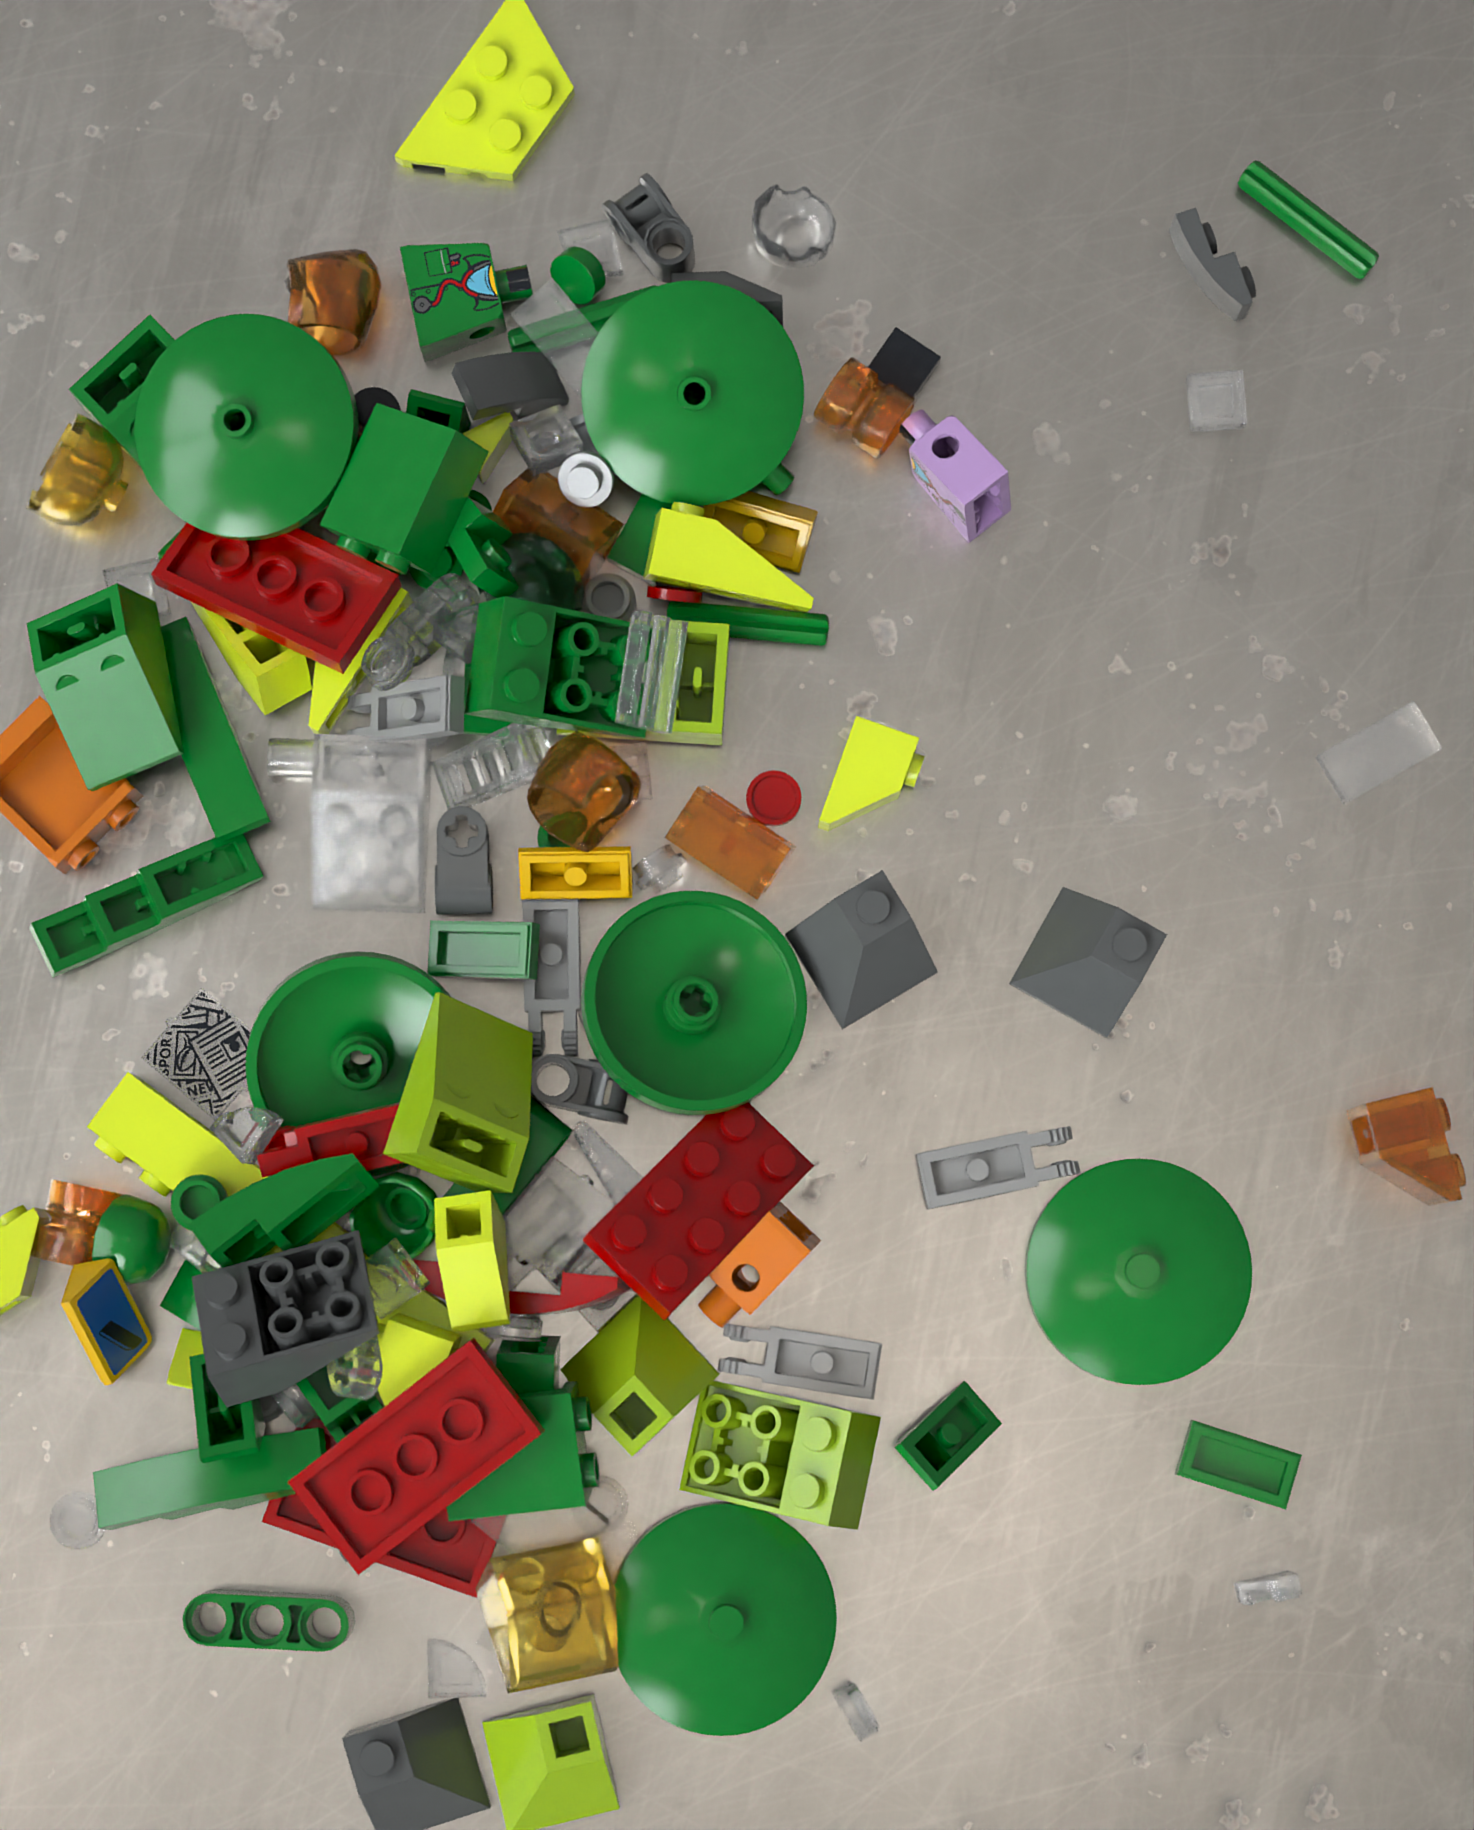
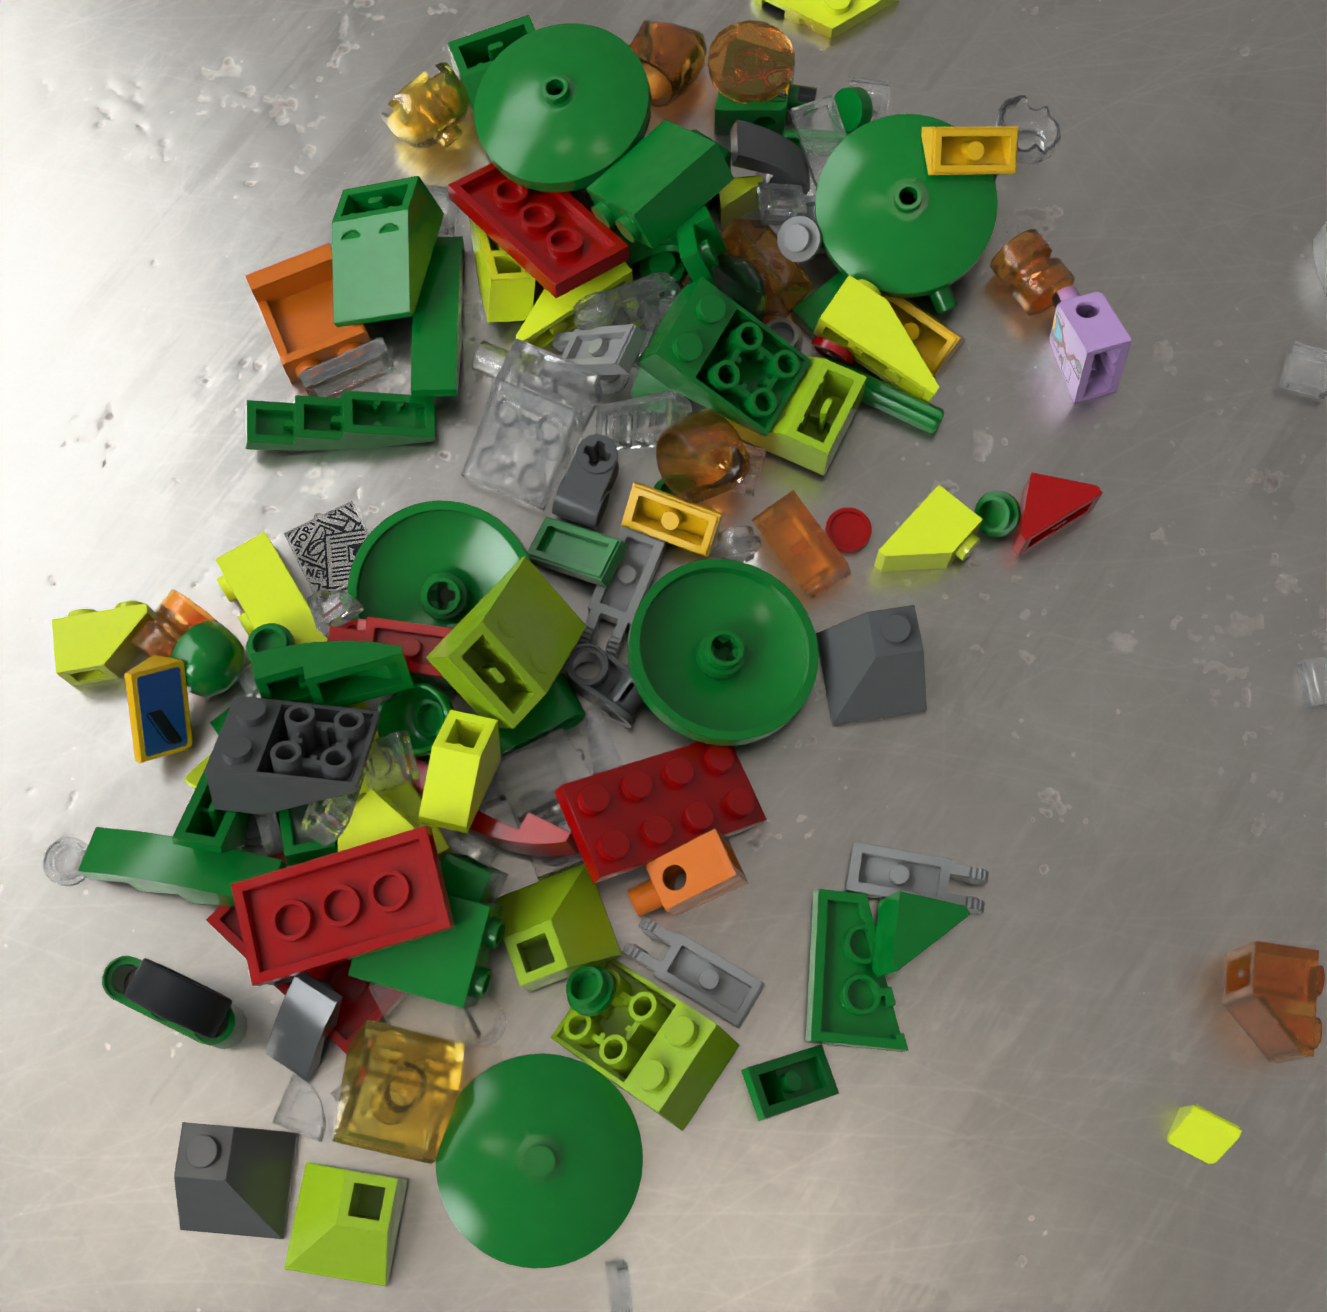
camera: 25 degrees right, 10 degrees down
(128, 839) = (348, 370): none -> clear tile
(284, 1619) = (178, 998): none -> black tyre
(420, 1587) = (303, 1023): none -> dark grey slope
(439, 271) = (751, 61): none -> clear orange tile
(649, 221) = (919, 90): dark grey piece -> none
(658, 674) = (798, 388): clear tile -> none
(704, 1427) = (590, 990): none -> green plate
(742, 306) = (970, 150): none -> yellow slope
(904, 362) = (1077, 255): black tile -> none
(932, 716) = (999, 513): none -> green plate
(964, 1301) = (844, 995): none -> green wing
(984, 687) = (1049, 506): none -> red slope
(1010, 1225) = (909, 926): none -> green slope
(1088, 960) = (1054, 746): dark grey slope -> none
(1138, 1271) = (1002, 1016): green dish -> none
(1238, 1464) = (1028, 1214): green tile -> none
(1383, 1311) = (1202, 1133): none -> neon yellow slope

